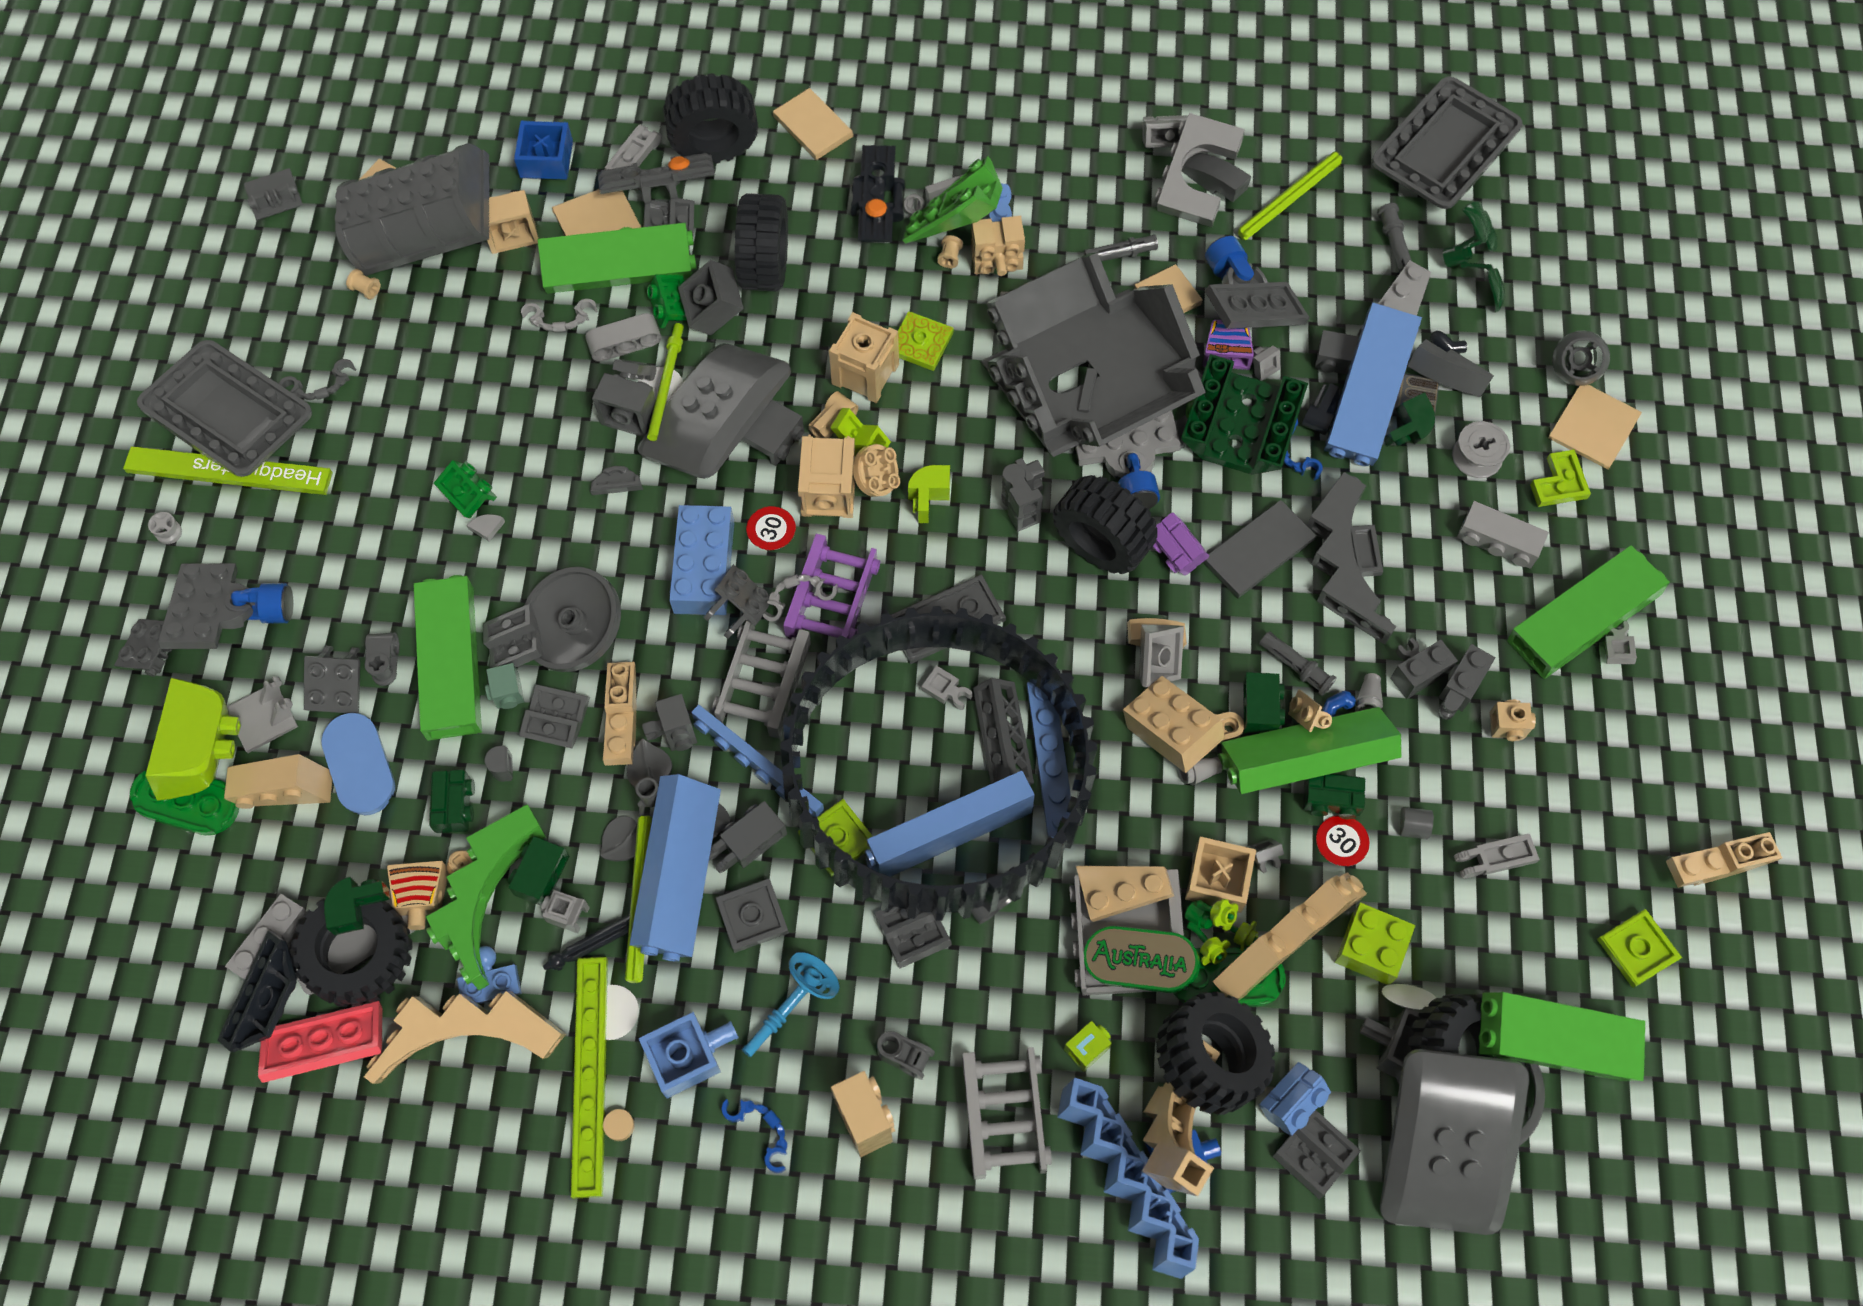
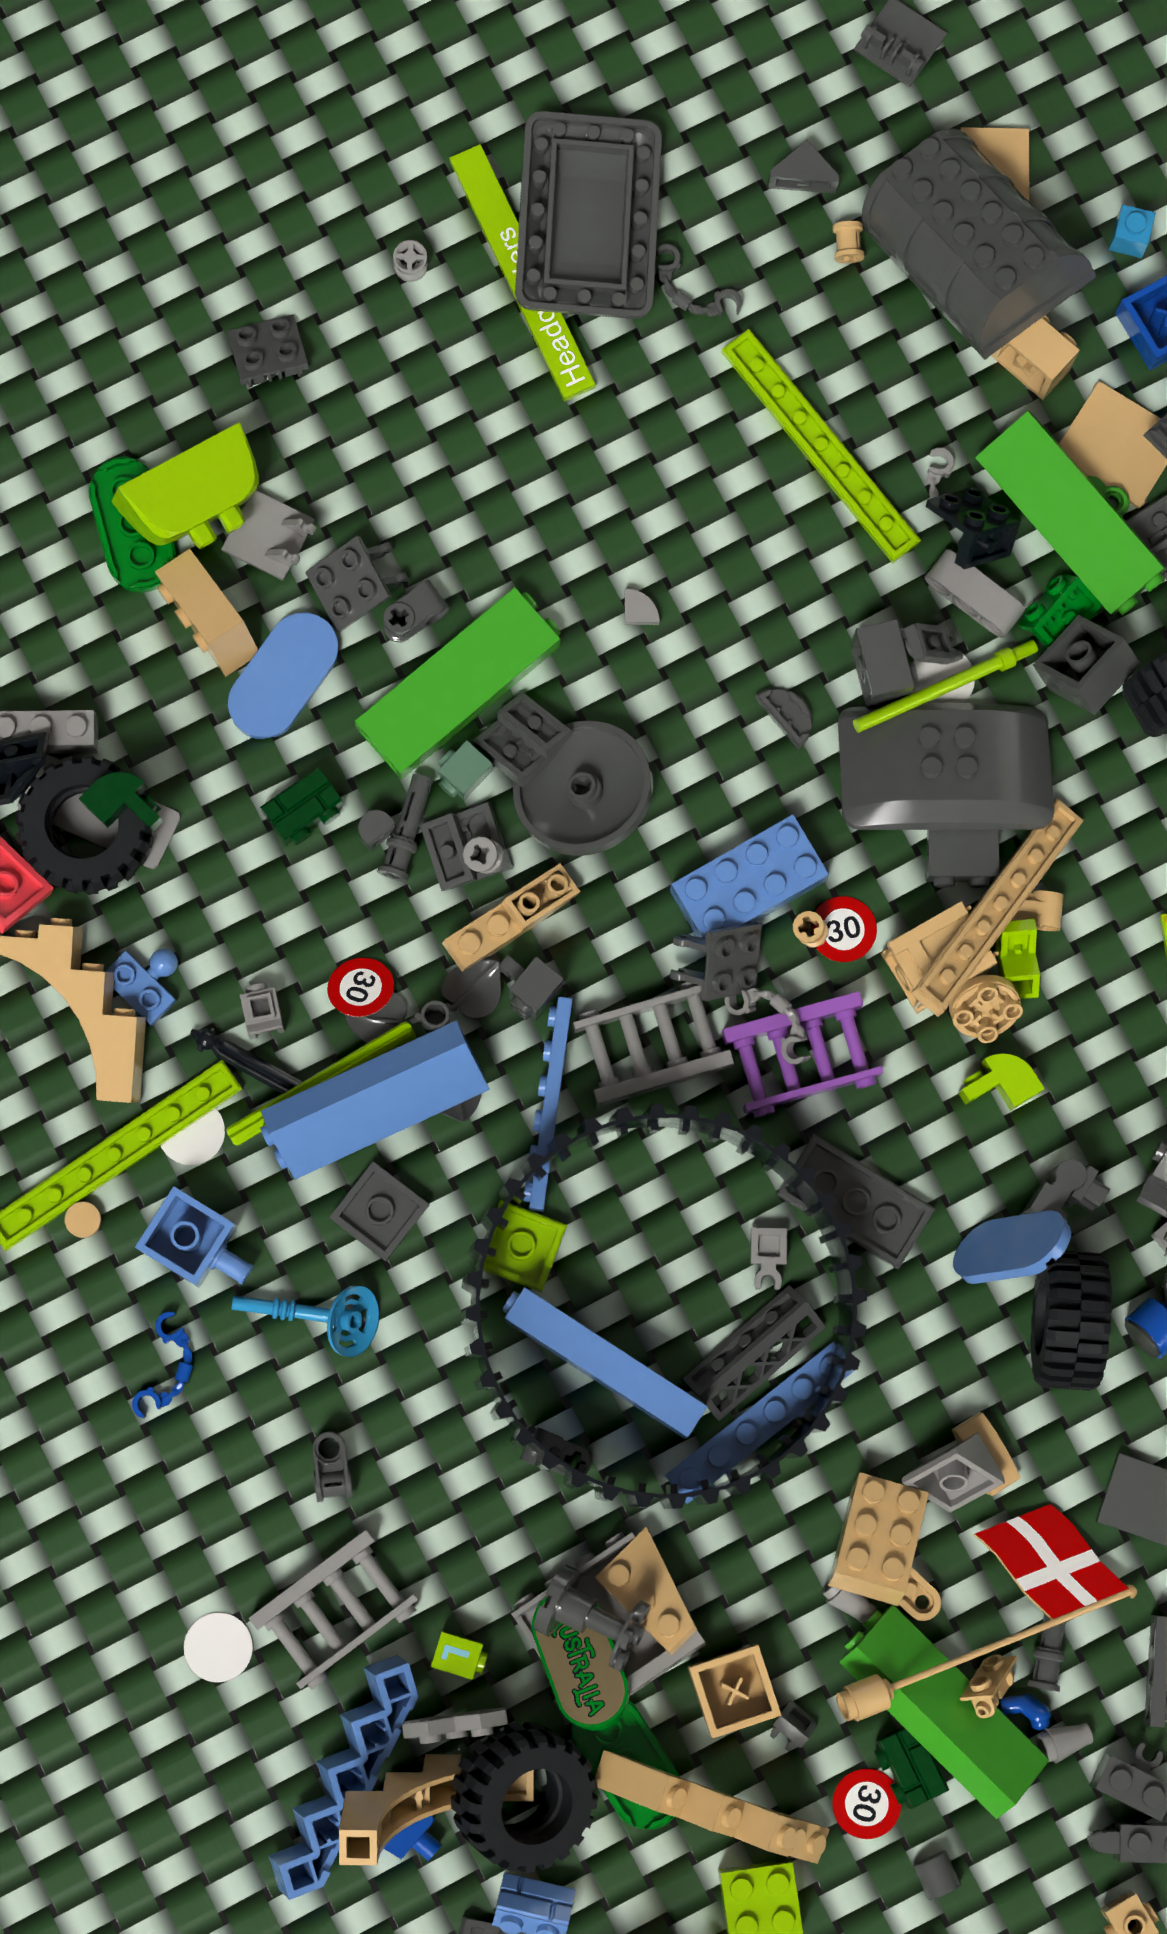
camera: 50 degrees right, 15 degrees up
(210, 600) = (354, 386): dark grey plate -> none
(303, 282) = (804, 171): none -> dark grey slope
(417, 890) = (187, 843): tan torso -> none
(458, 860) = (243, 867): tan tile -> none
(464, 487) = (668, 552): green bracket -> none
(469, 370) = (820, 446): none -> lime tile
(482, 136) = (1132, 231): none -> dark azure brick
(492, 853) = (179, 914): bright green arch -> none
(522, 753) = (403, 842): none -> dark grey pin
(538, 870) = (284, 955): dark green brick -> none
(573, 706) = (490, 858): none -> light grey wheel
(592, 301) = (986, 526): none -> black bracket
(595, 837) = (360, 987): none -> sticker
(748, 837) = (462, 1151): dark grey hinge -> none
(761, 548) = (820, 933): none -> tan bush
(823, 425) = (995, 910): none -> tan tile
(862, 1113) = (237, 1467): tan brick -> none
(864, 357) = (1105, 915): tan container -> none
(912, 938) = (459, 1401): dark grey slope -> none
(980, 1216) = (218, 1647): none -> white sticker
(1037, 533) = (1012, 1247): none -> medium blue tile
(1108, 934) = (580, 1611): none -> dark grey piece
(1138, 1071) = (455, 1725): none -> light grey plate
(1179, 545) = (1114, 1414): medium lavender brick -> none
(1220, 914) = (681, 1721): lime plant -> none
(1256, 636) = (1047, 1564): none -> flag
(1262, 702) = (971, 1623): dark green brick -> none

